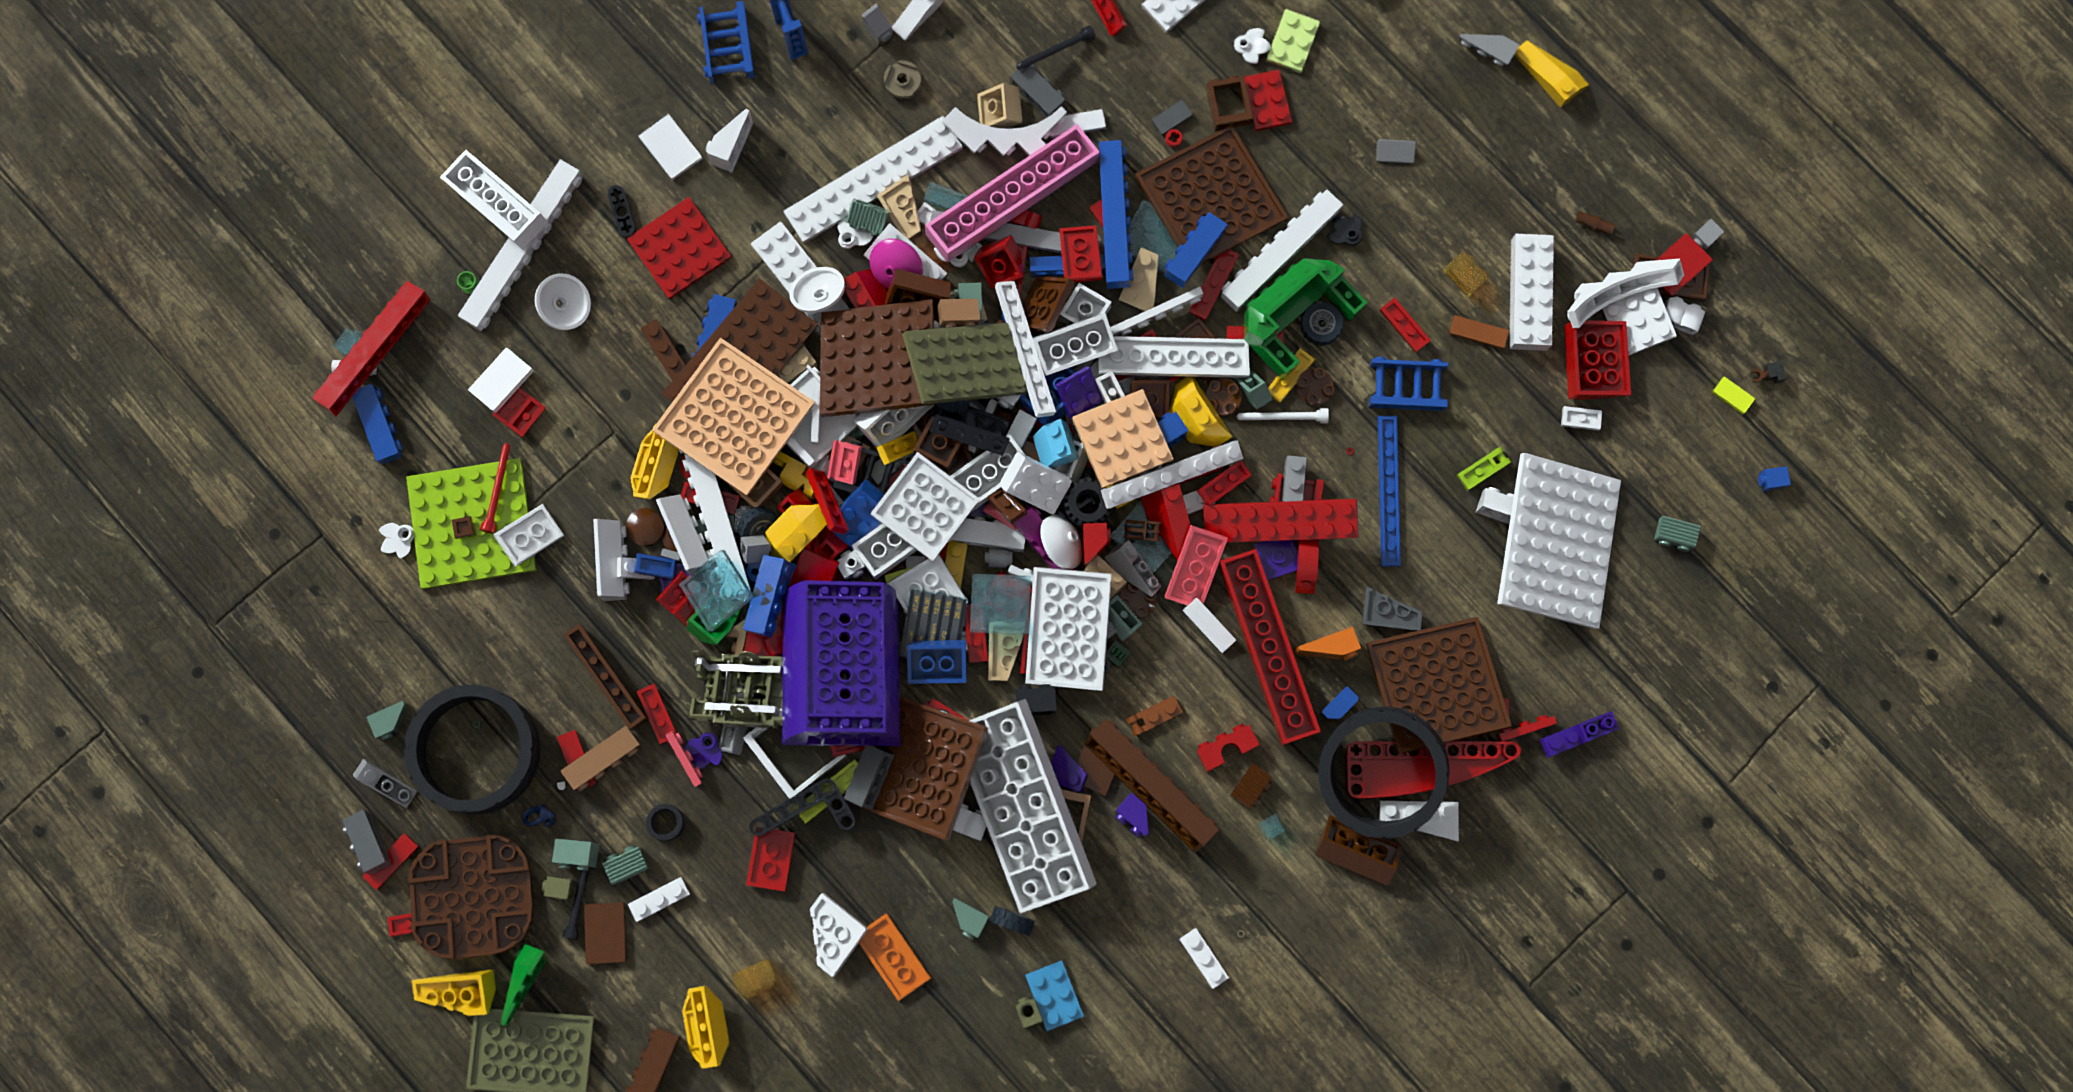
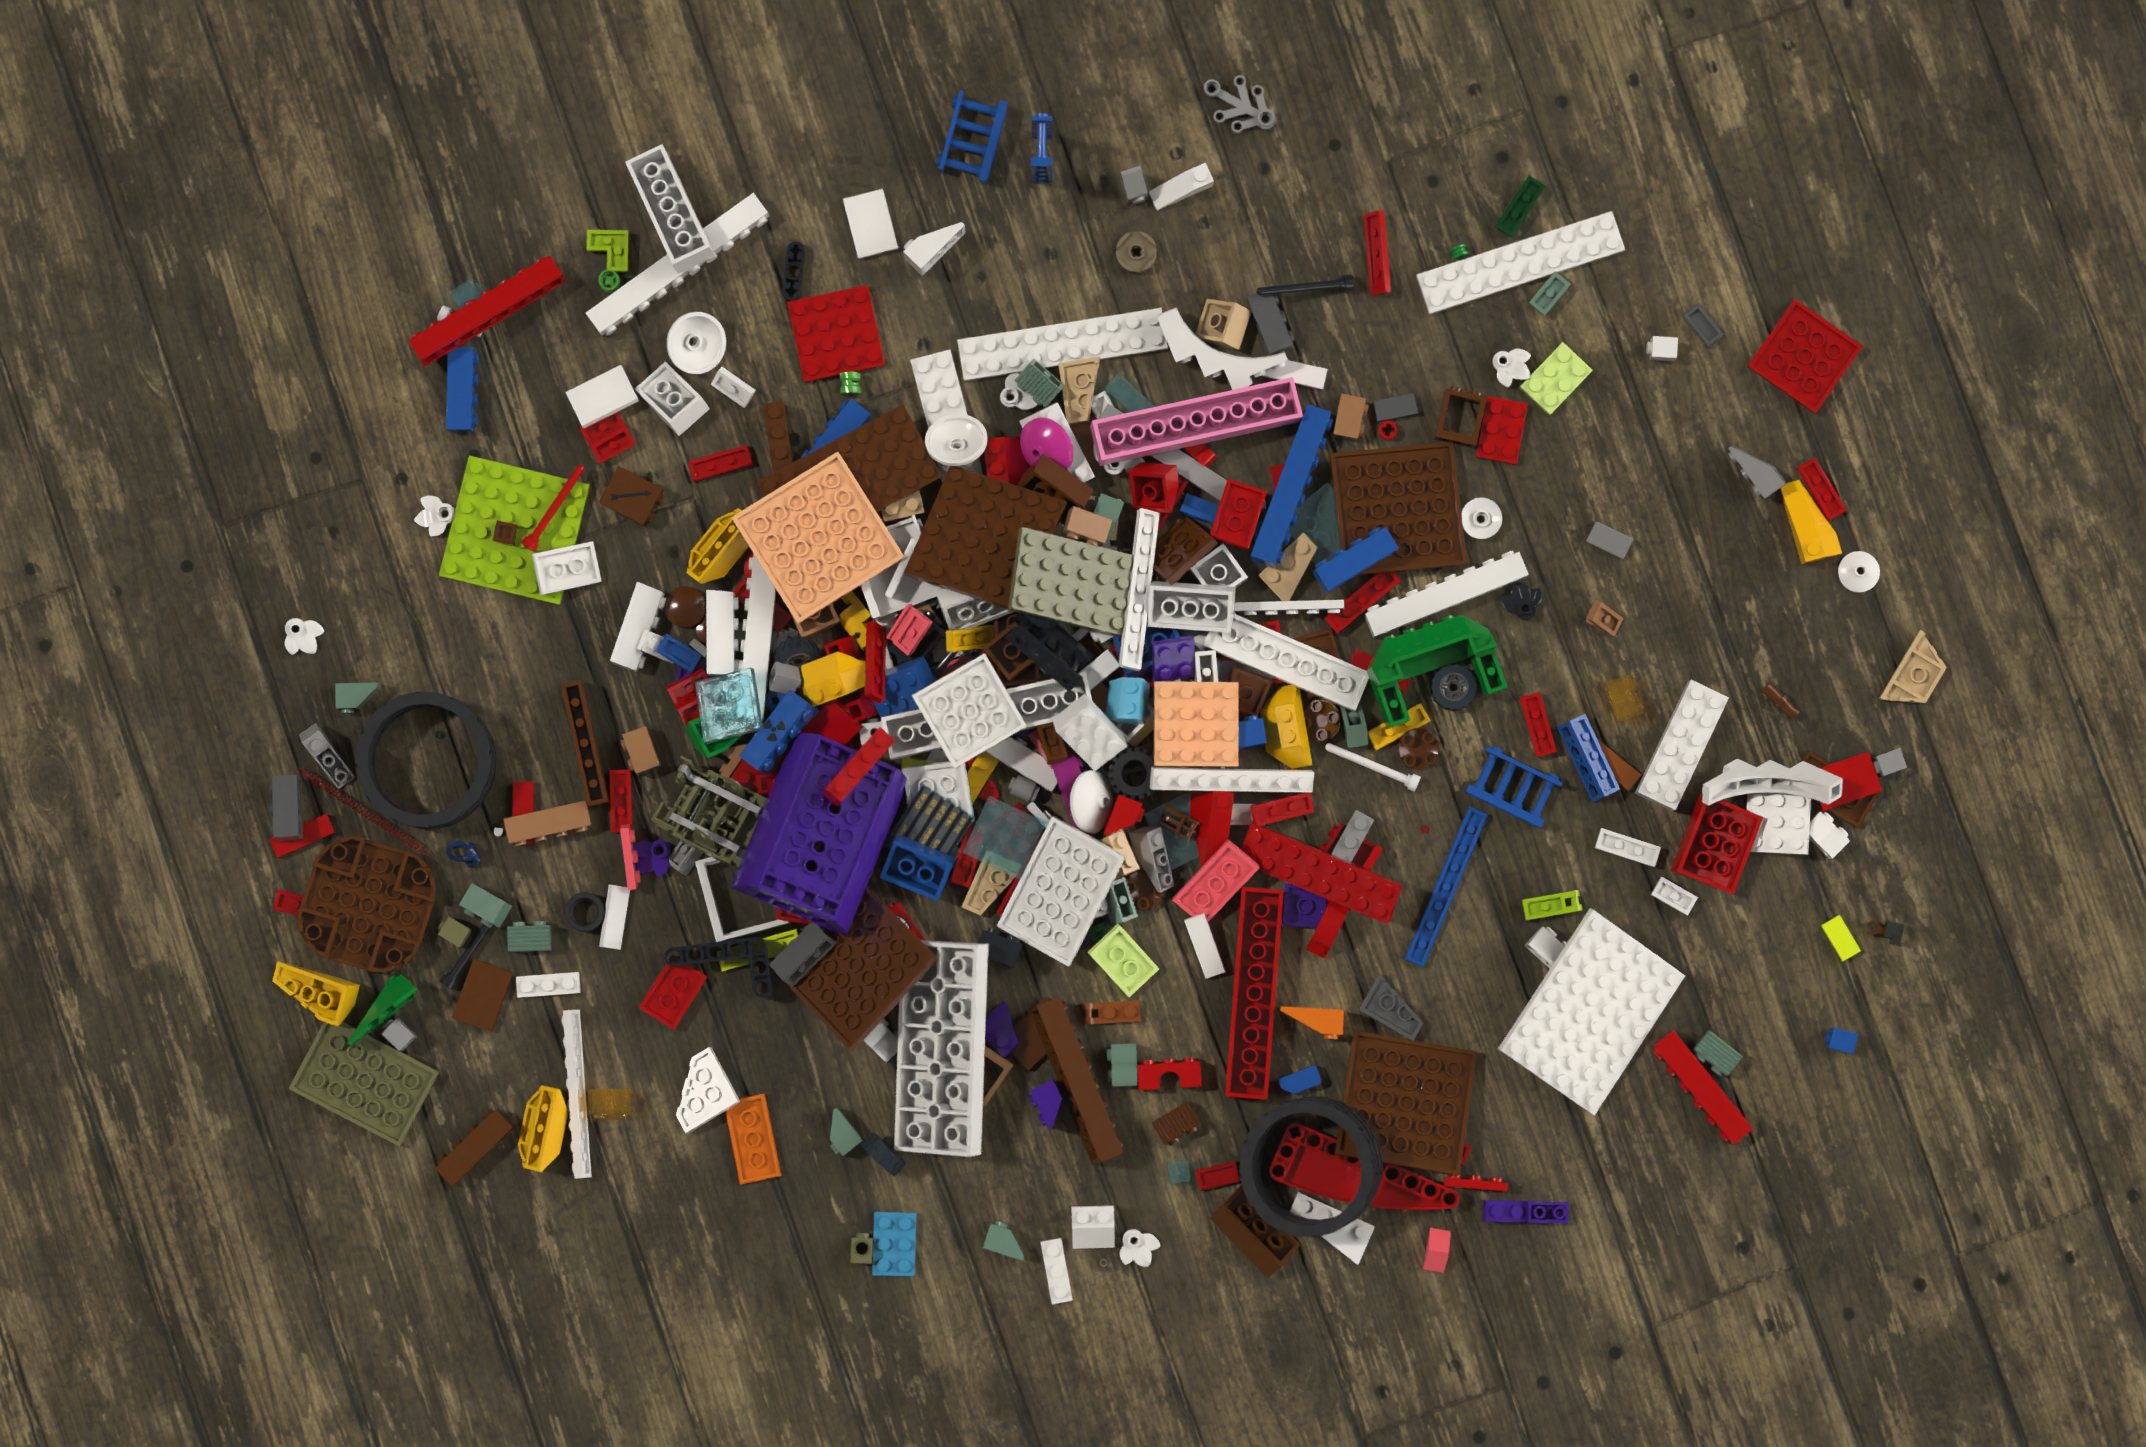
camera: 25 degrees right, 5 degrees up
(325, 689) = (304, 638): none -> white plate
(435, 817) = (362, 811): none -> red piece
(460, 250) = (614, 243): none -> lime plate
(544, 998) = (398, 1034): none -> light grey brick
(561, 453) = (632, 496): none -> reddish brown brick
(562, 357) = (672, 398): none -> white slope
(609, 326) = (733, 387): none -> white plate
(625, 394) = (720, 463): none -> red tile
(657, 663) = (641, 750): none -> medium nougat brick
(692, 816) = (614, 917): none -> white tile
(708, 283) = (850, 383): none -> bright green wheel
(725, 988) = (577, 1095): none -> white plate
(849, 592) = (858, 766): none -> red brick
(969, 570) = (989, 790): none -> red tile
(1137, 140) = (1349, 417): none -> medium nougat brick
(1146, 666) = (1123, 960): none -> yellowish green plate
(1147, 952) = (1003, 1241): none -> sand green slope
(1184, 755) = (1123, 1065): none -> sand green brick
(1219, 906) = (1093, 1226): none -> white slope
(1268, 908) = (1140, 1250): none -> white plate
(1283, 168) = (1491, 514): none -> white dish
(1305, 816) = (1217, 1175): none -> red tile
(1420, 216) = (1604, 618): none -> medium nougat slope
(1461, 332) = (1589, 756): none -> blue fence
(1519, 799) = (1437, 1250): none -> coral slope
(1525, 394) = (1627, 847): none -> white plate
(1548, 40) = (1821, 489): none -> red tile
(1605, 101) = (1848, 571): none -> white dish
(1677, 567) = (1702, 1088): none -> red brick
(1694, 155) = (1915, 674): none -> tan wing

